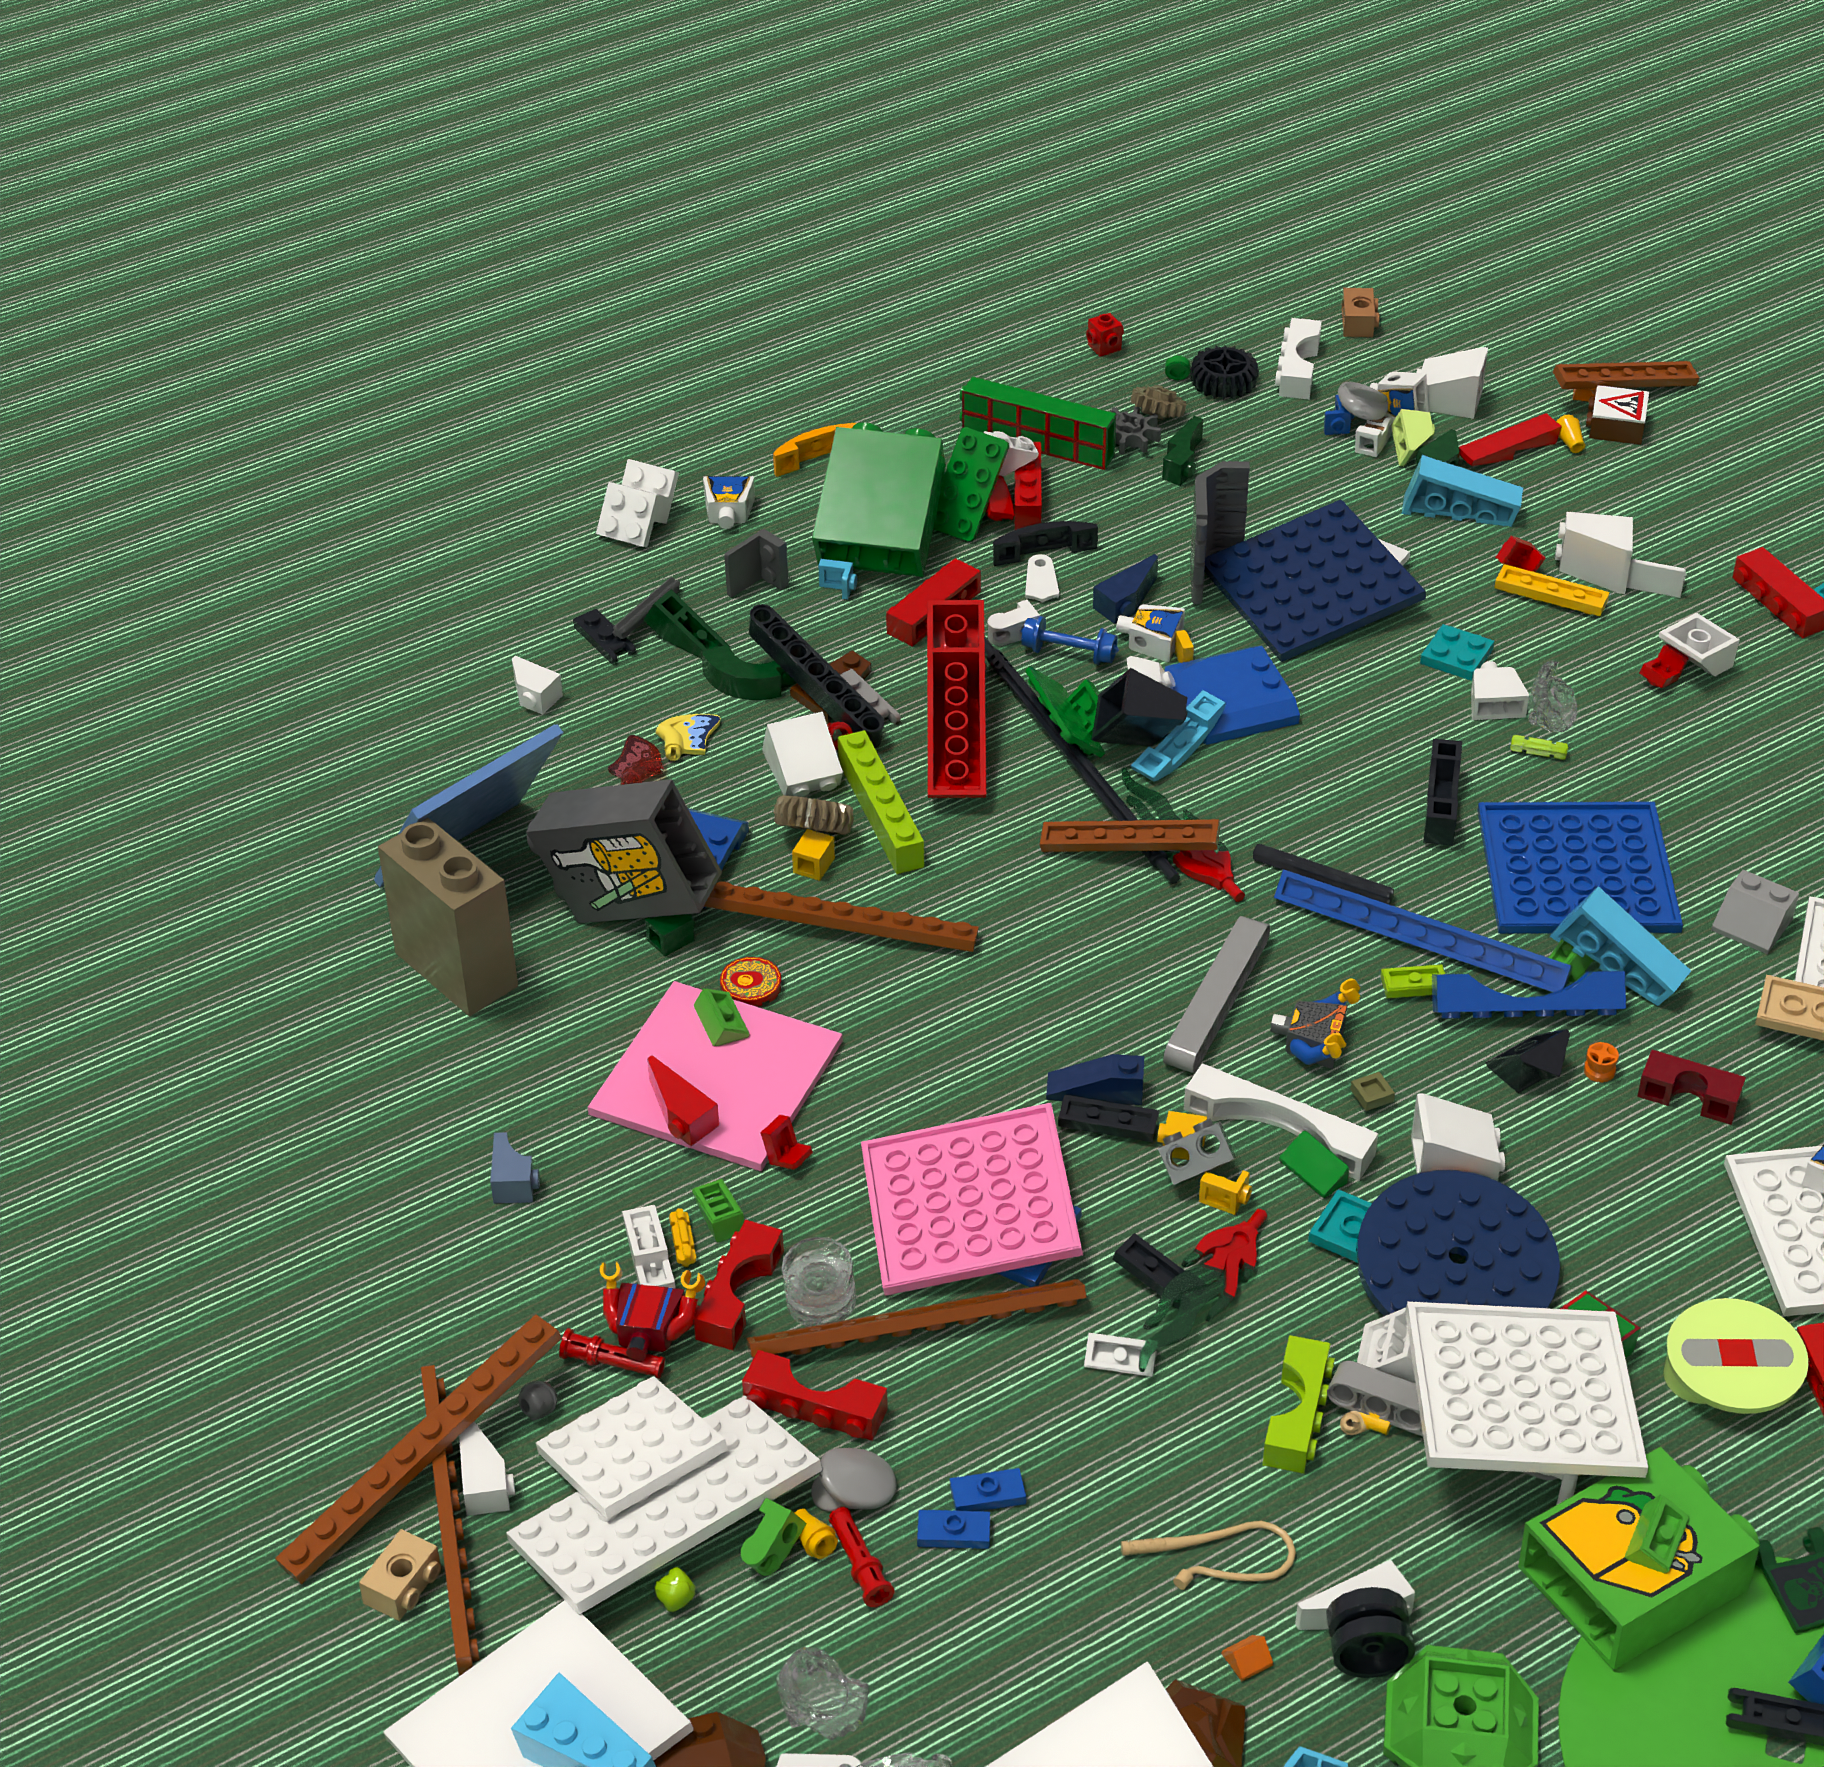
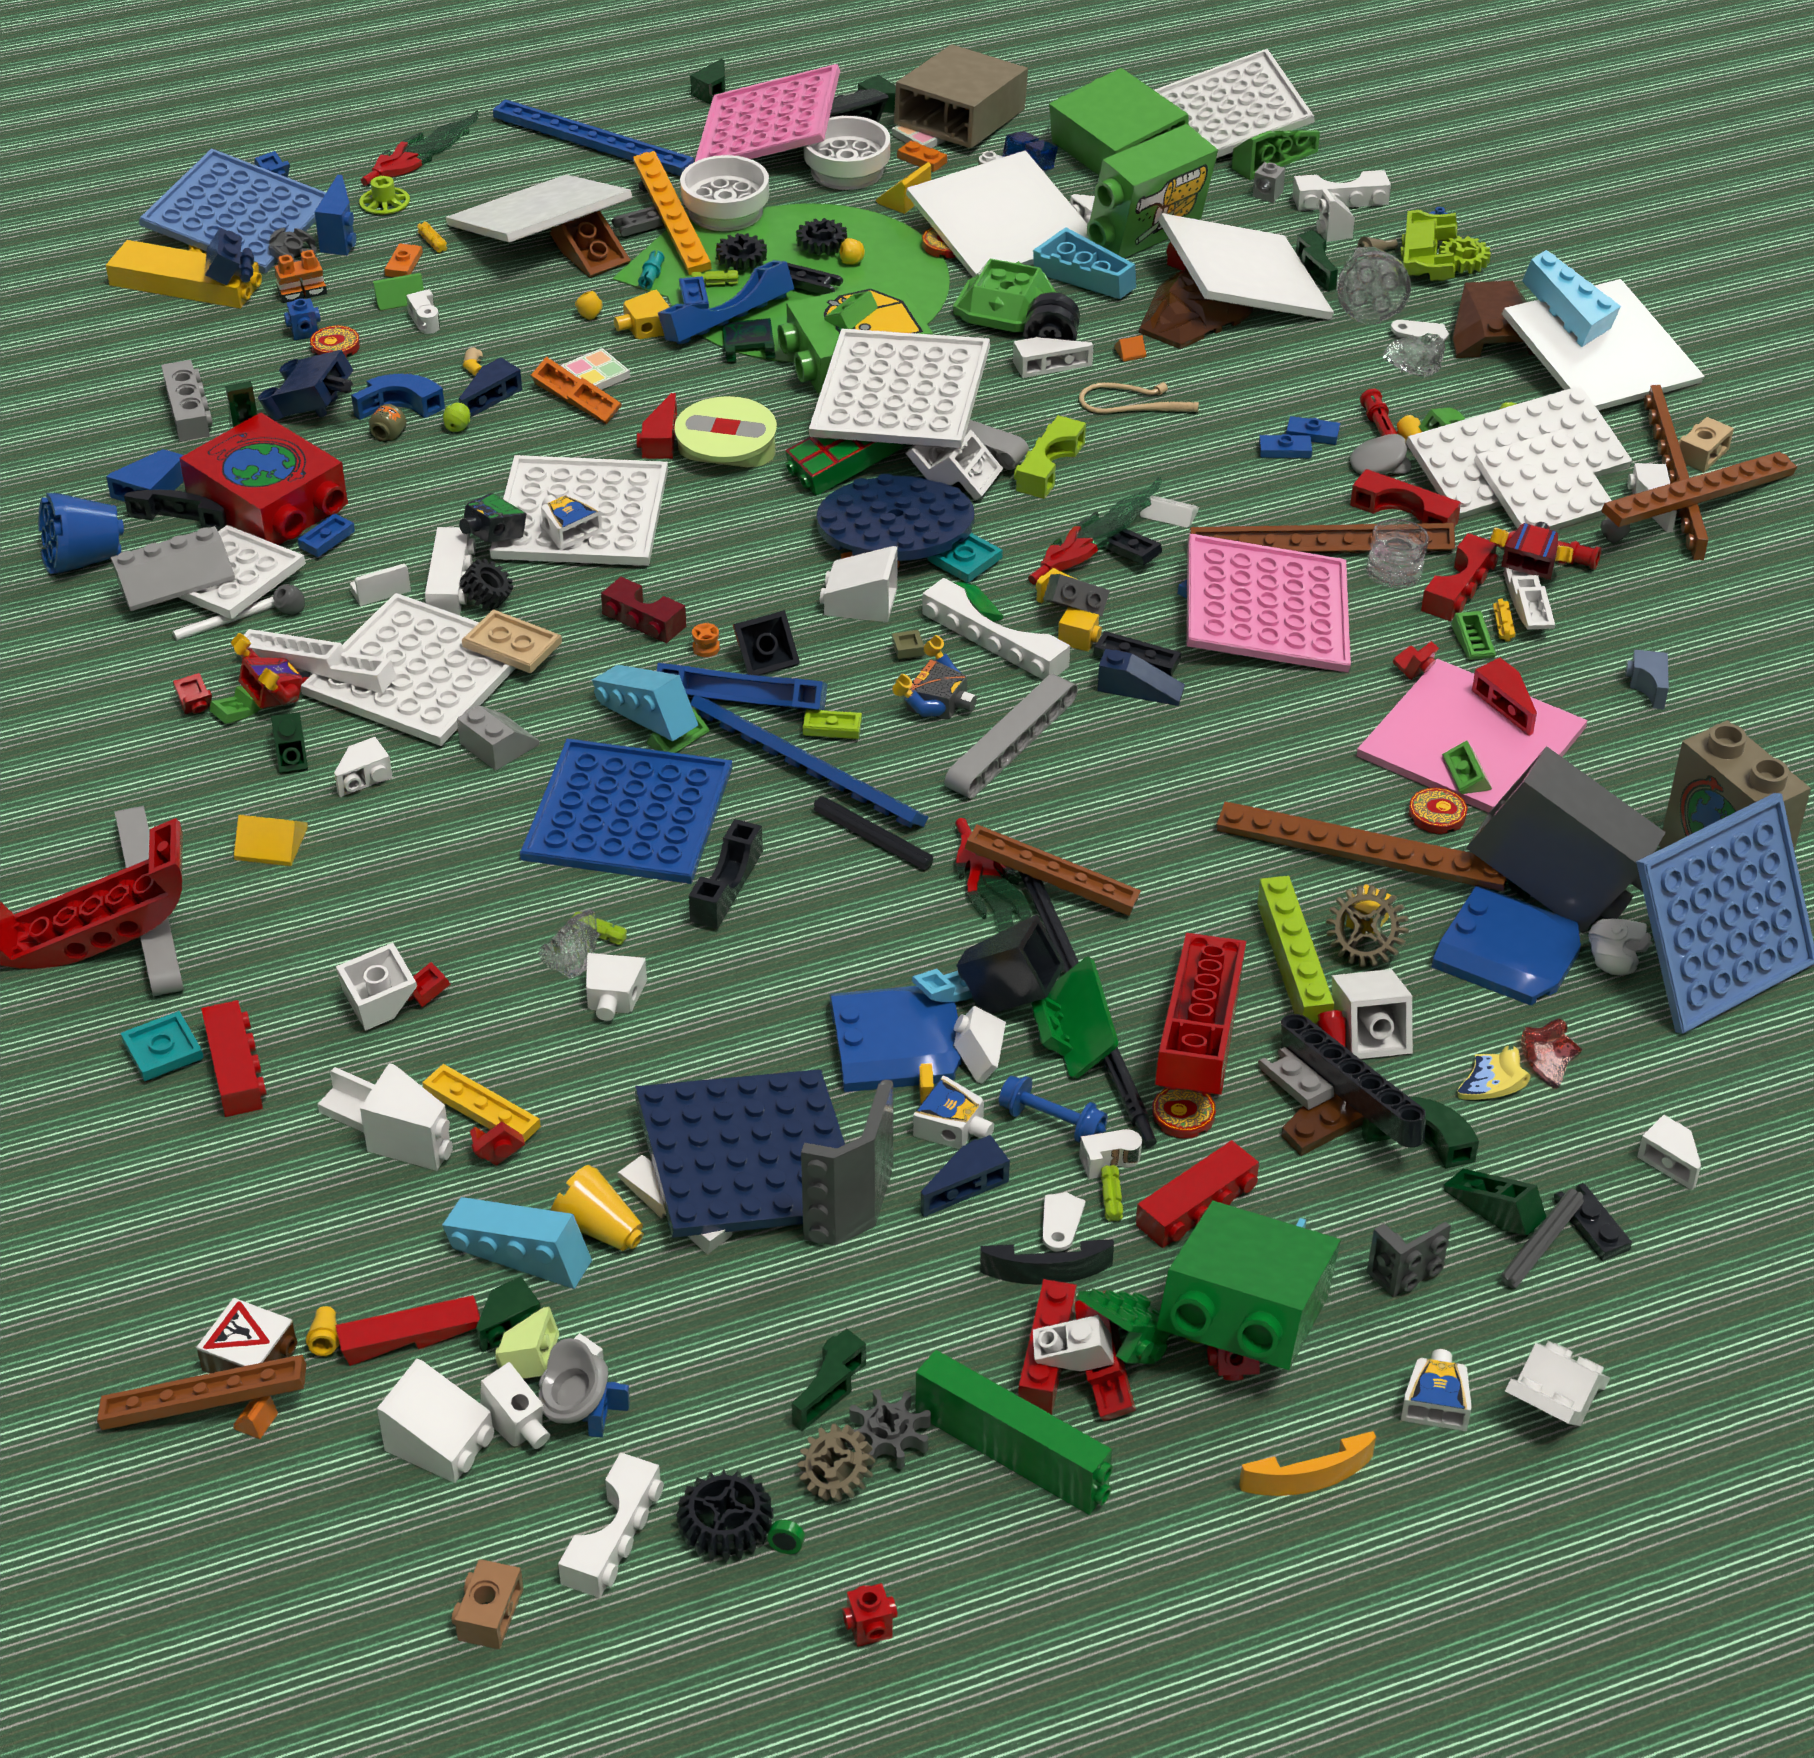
camera: 170 degrees left, 0 degrees up
(1003, 597) = (1112, 1193): none -> lime axle
(1410, 518) = (599, 1210): none -> yellow cone
(1456, 652) = (624, 1052): teal plate -> none

